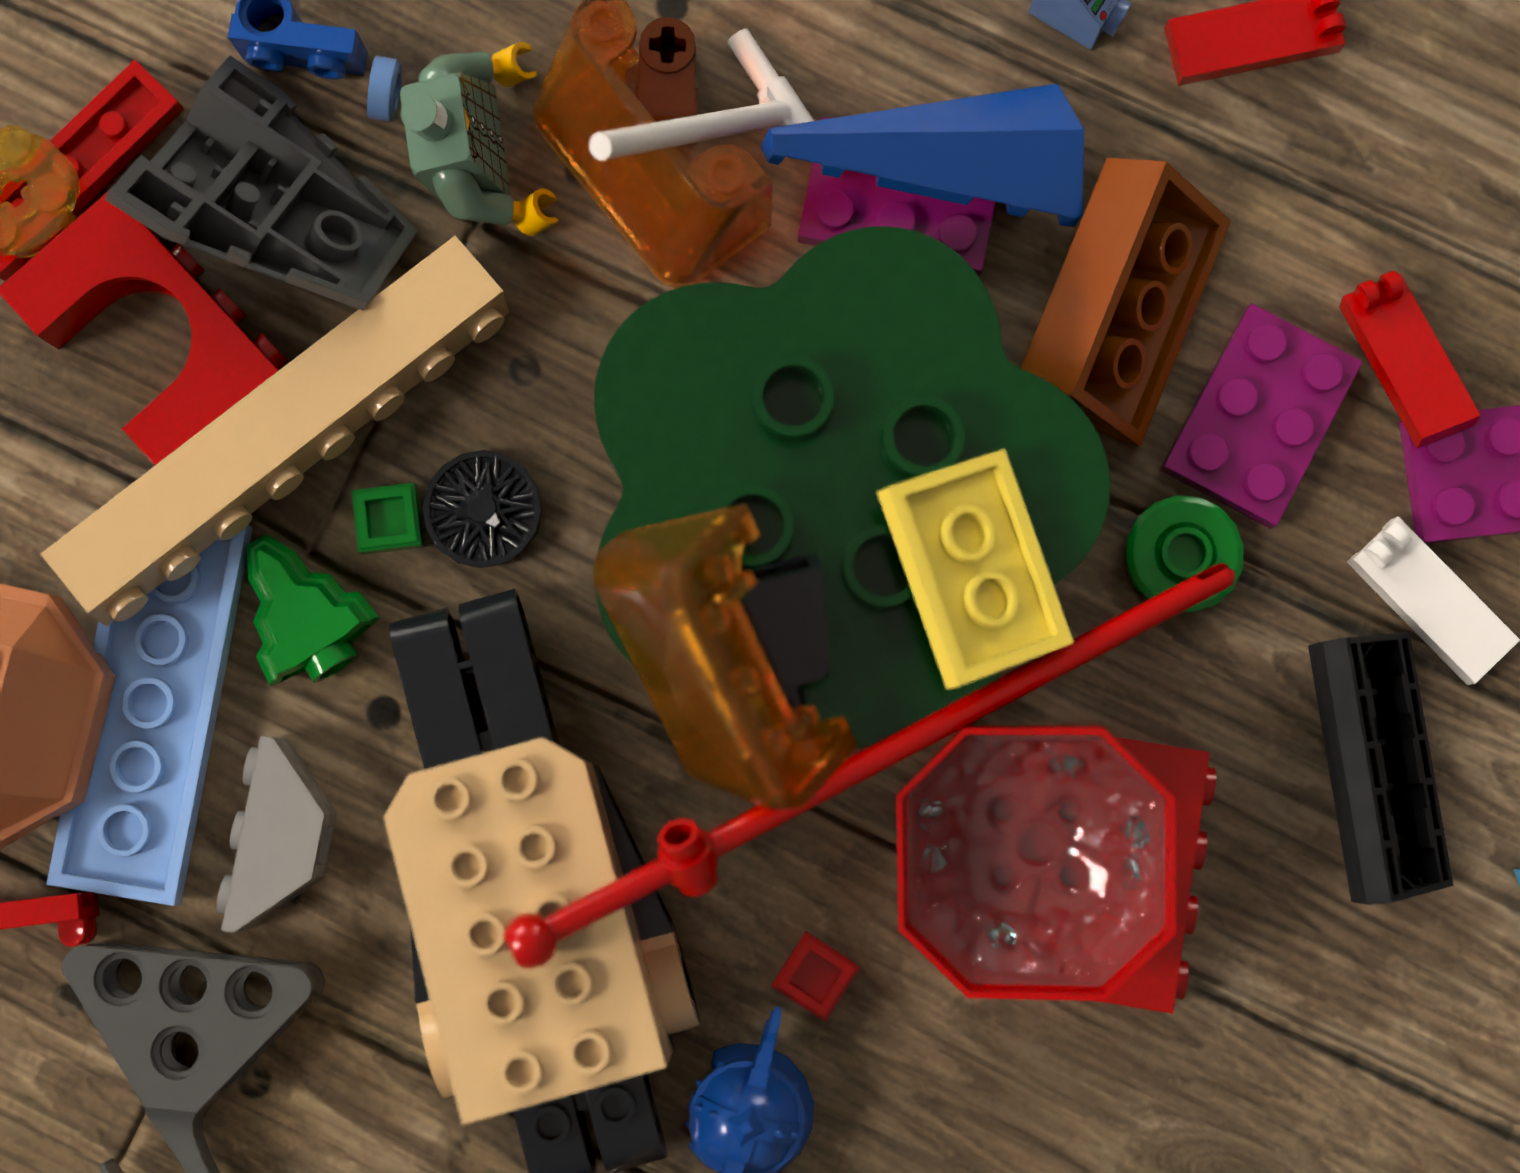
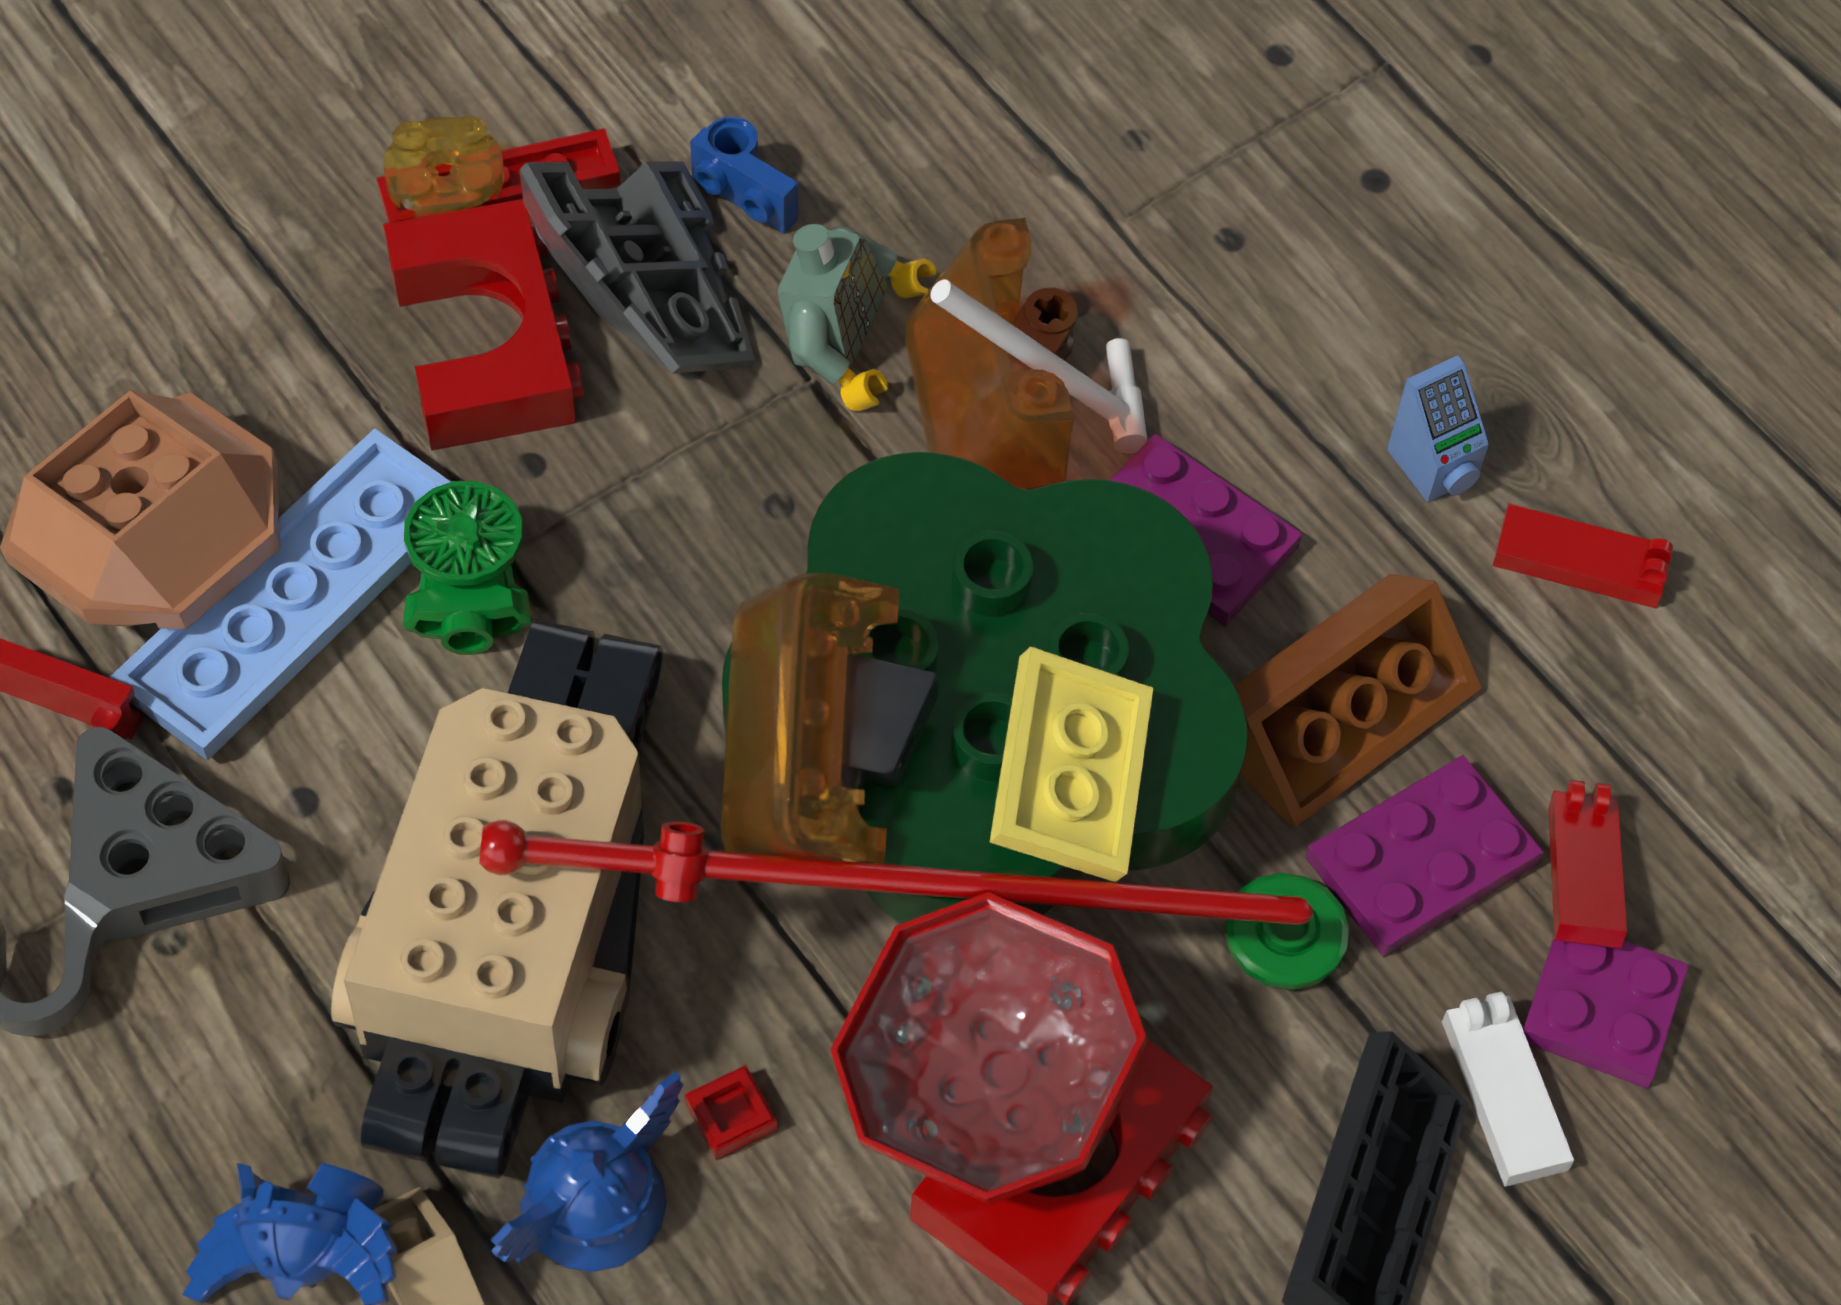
camera: 25 degrees right, 25 degrees down
(273, 579) = (463, 533): none -> green wheel
(277, 434) = (542, 431): tan brick -> none
(278, 838) = (325, 748): light grey slope -> none
(384, 88) = (782, 246): medium blue tile -> none
(387, 518) = (587, 556): green tile -> none
(482, 509) = (673, 586): black wheel -> none
(991, 147) = (1295, 515): blue wedge -> none

